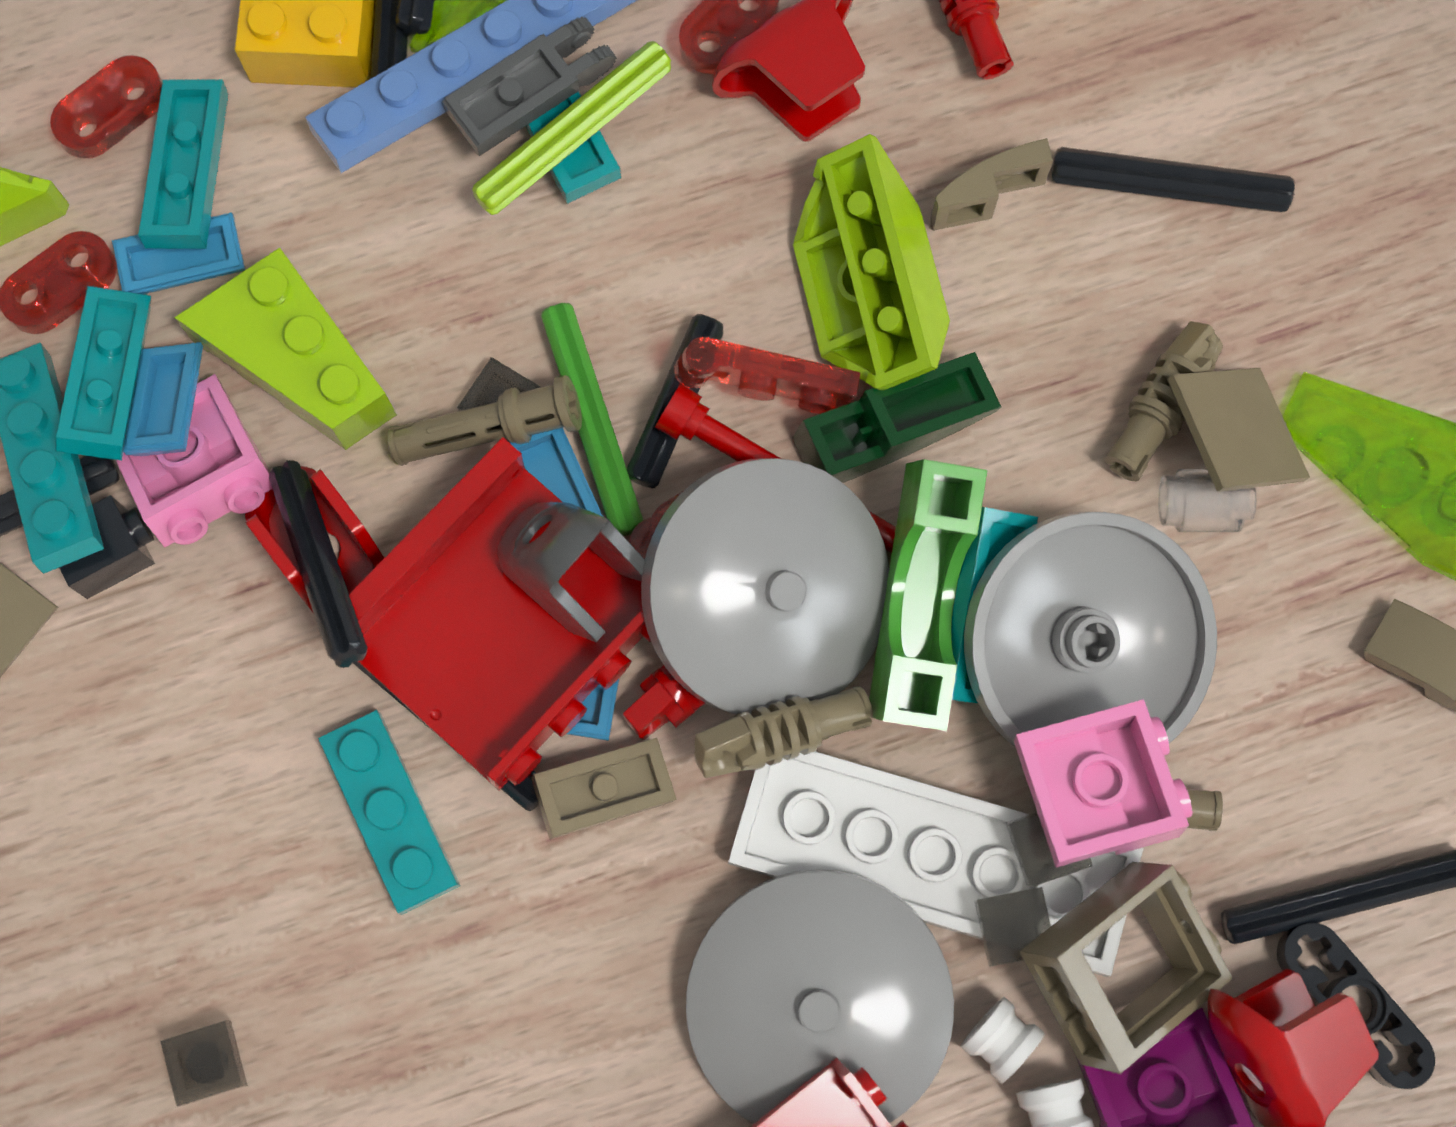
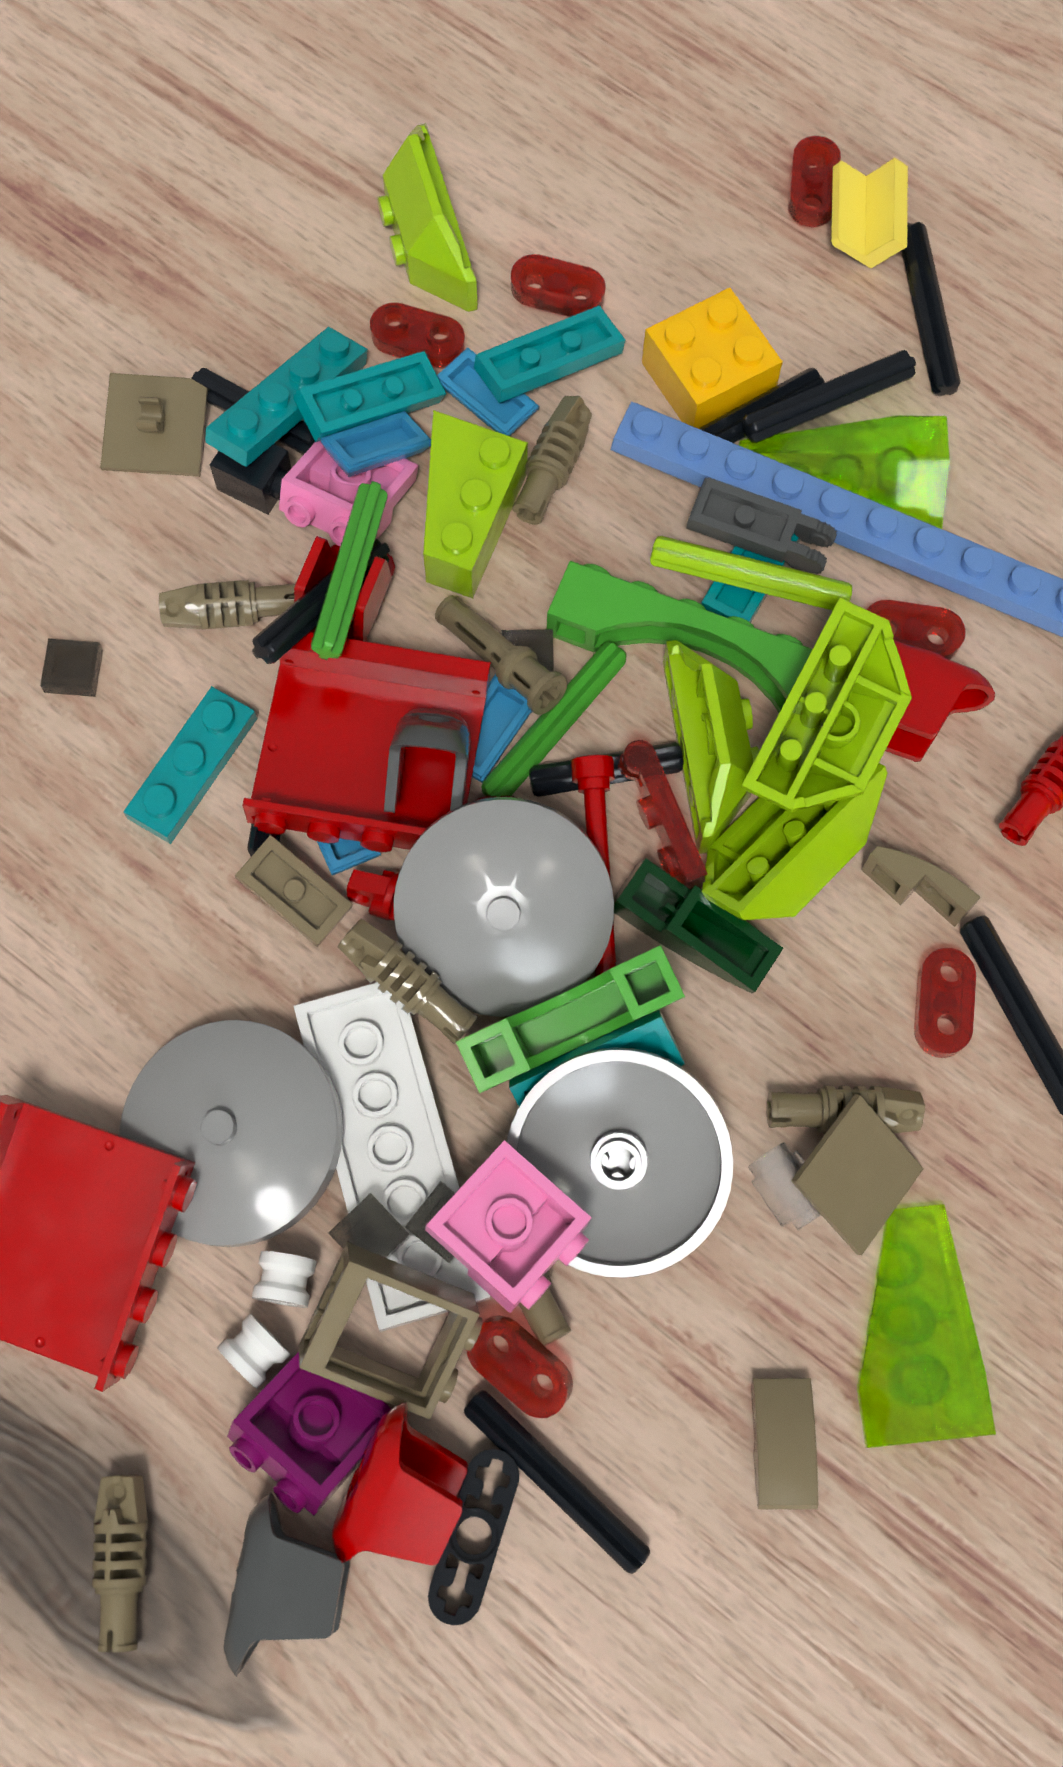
camera: 55 degrees right, 5 degrees down
(191, 873) = (71, 667): none -> clear smoke tile
(236, 665) = (223, 604): none -> dark tan hinge
(303, 235) = (553, 458): none -> dark tan hinge
(309, 513) = (349, 571): none -> bright green axle
(710, 273) = (713, 738): none -> lime wedge
(715, 158) = (602, 608): none -> bright green arch
(792, 145) = (834, 715): none -> lime wedge
(1111, 245) = (947, 1000): none -> clear red plate
(1221, 865) = (517, 1370): none -> clear red plate

